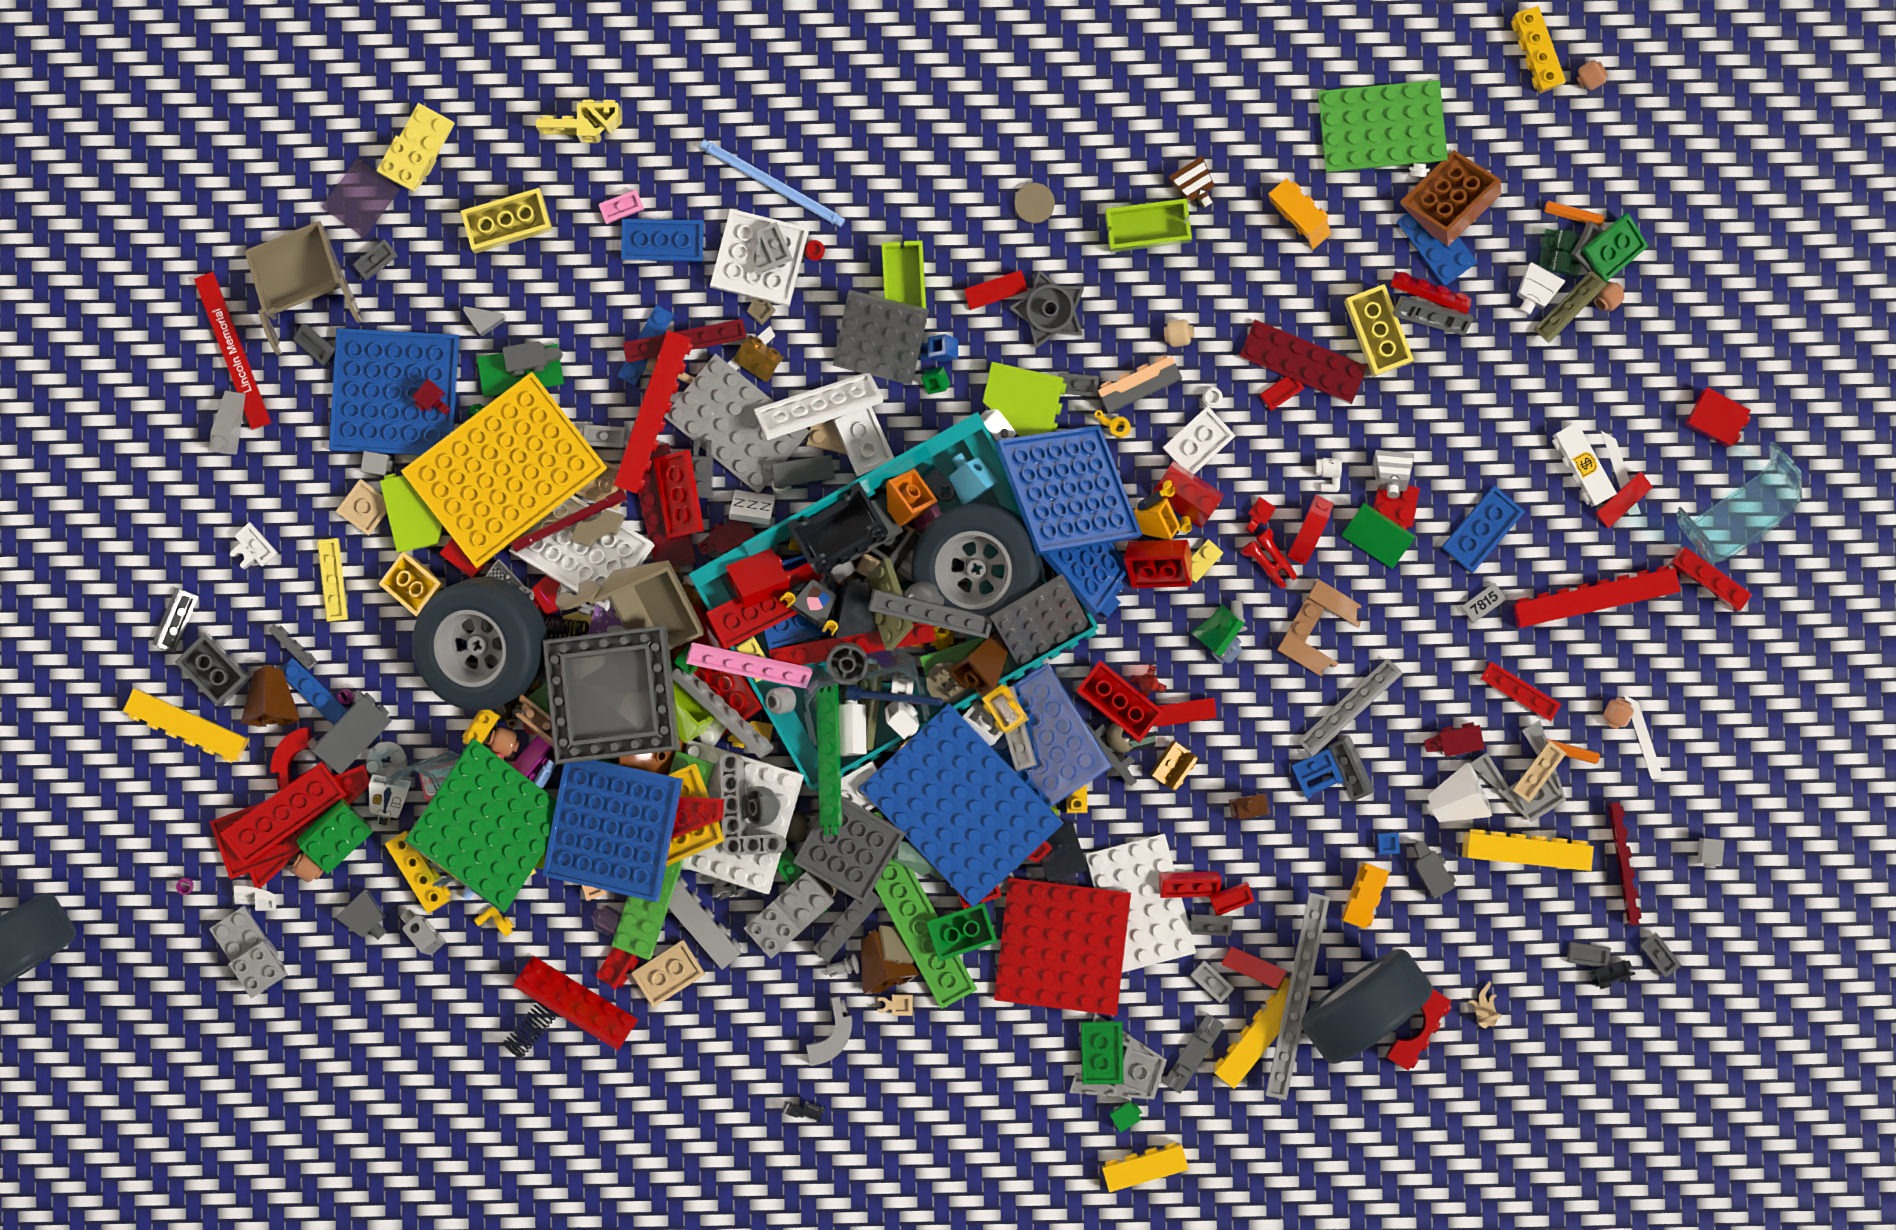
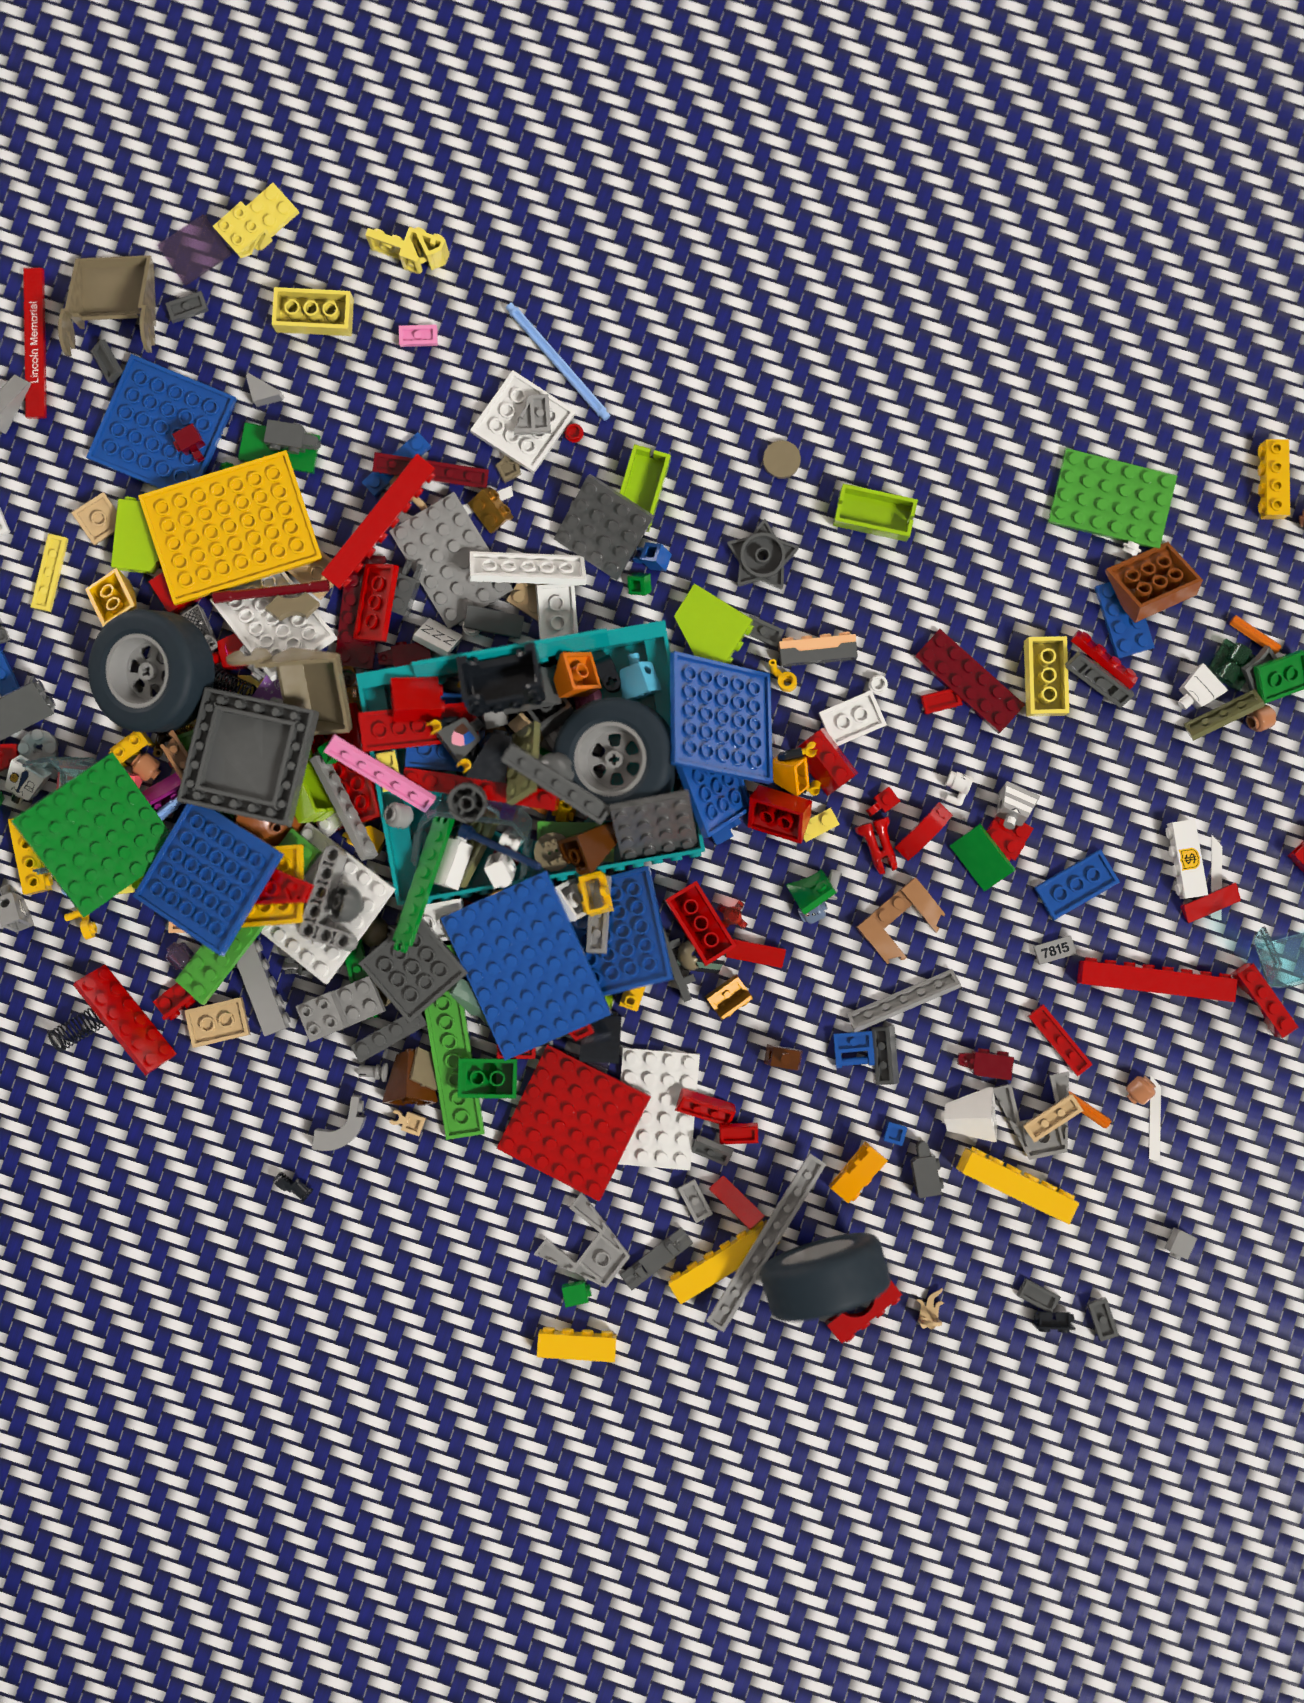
camera: 20 degrees right, 0 degrees up
(349, 694) = (26, 678): magenta hinge -> none
(376, 464) = (123, 484): light grey brick -> none
(605, 436) = (330, 530): light grey plate -> none
(662, 240) = (443, 377): blue plate -> none
(995, 290) = (720, 523): red slope -> none
(997, 425) = (679, 639): white torso -> none
(1102, 1053) = (575, 1230): green tile -> none
(1178, 333) = (868, 617): tan head -> none
(1194, 182) = (928, 489): reddish brown torso -> none
(1301, 212) = (1014, 548): light orange wedge -> none
(1623, 854) = (1100, 1218): dark red plate -> none

